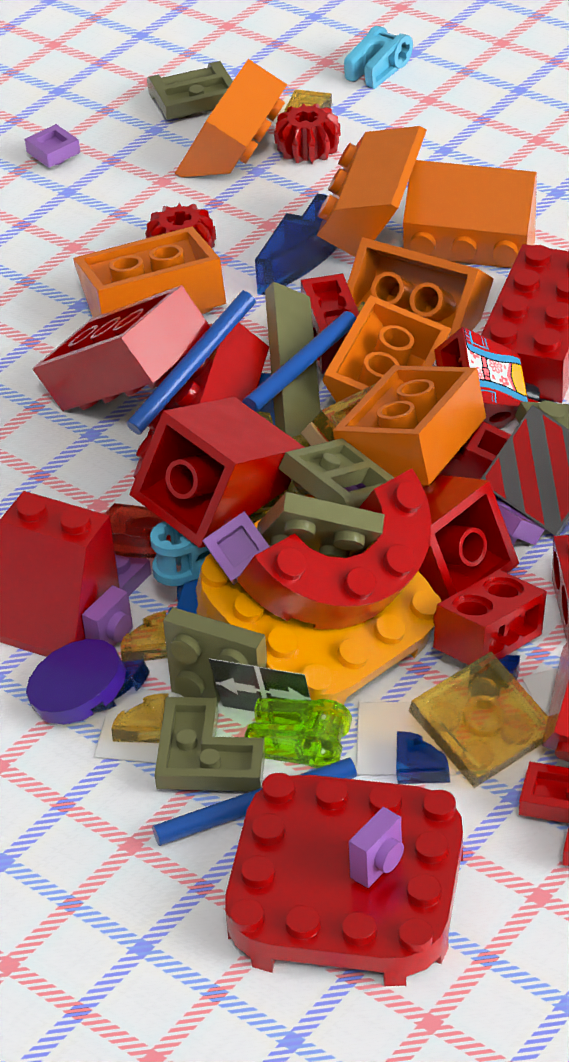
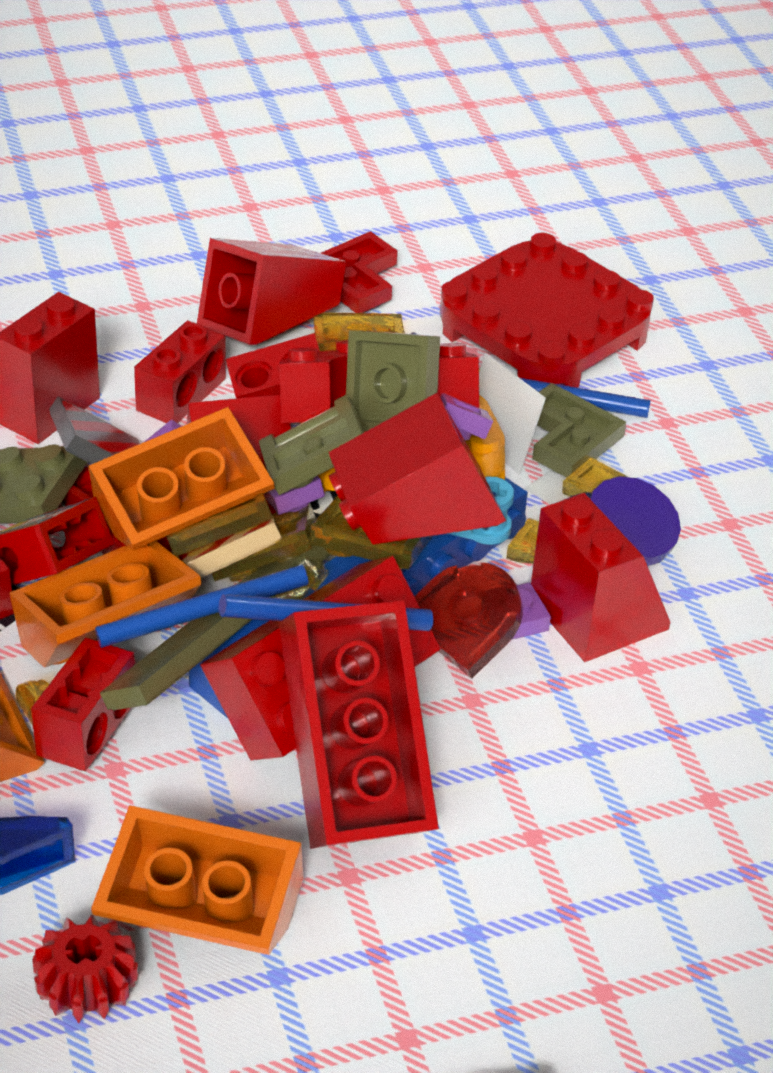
camera: 150 degrees left, 0 degrees up
(195, 639) = (532, 438): olive plate -> none
(376, 847) = (532, 265): medium lavender plate -> none

